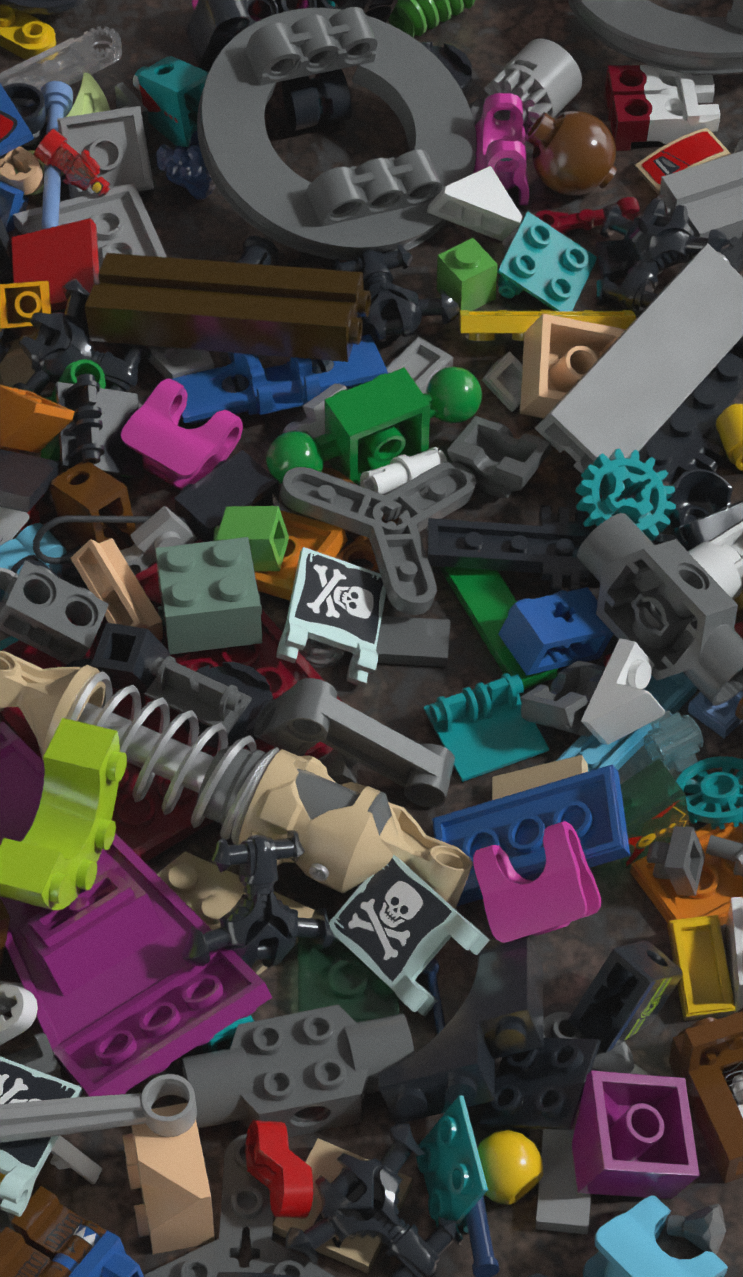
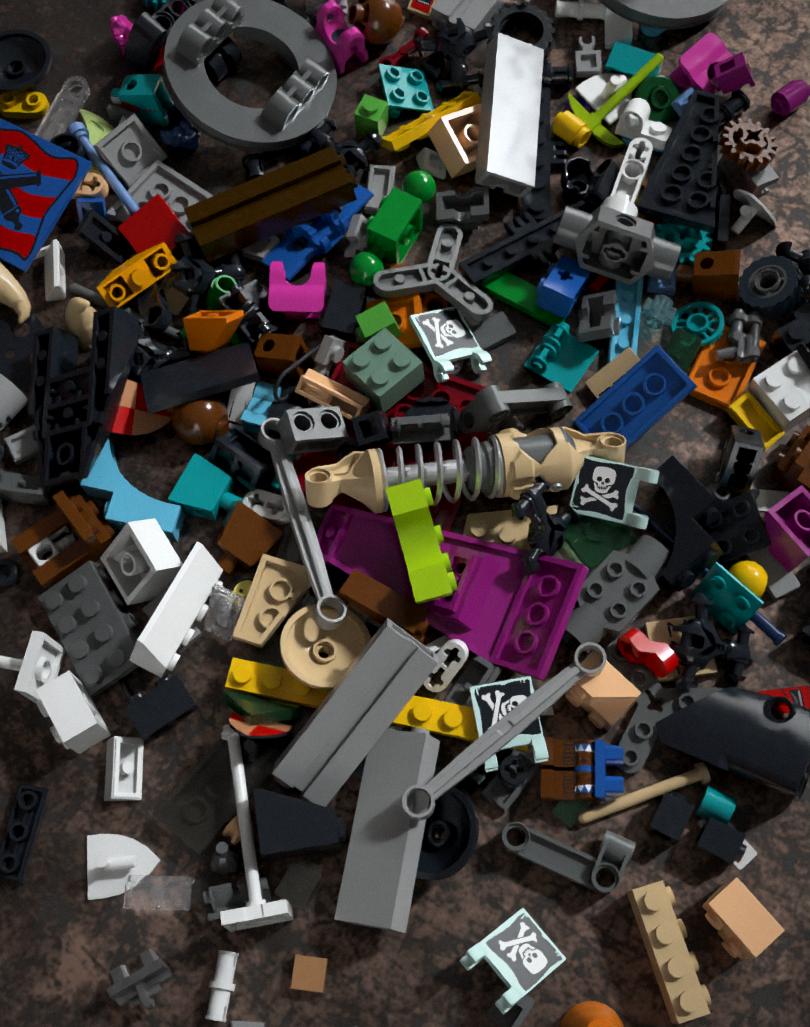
camera: 30 degrees left, 15 degrees up
(79, 169) = (125, 168): red piece -> none
(401, 470) = (421, 244): white pin -> none
(478, 204) = (351, 73): white slope -> none
(536, 907) = (671, 437): dark pink piece -> none
(620, 699) = (626, 309): white slope -> none
(621, 479) = (547, 195): teal gear -> none
(679, 860) = (710, 374): dark grey tile -> none

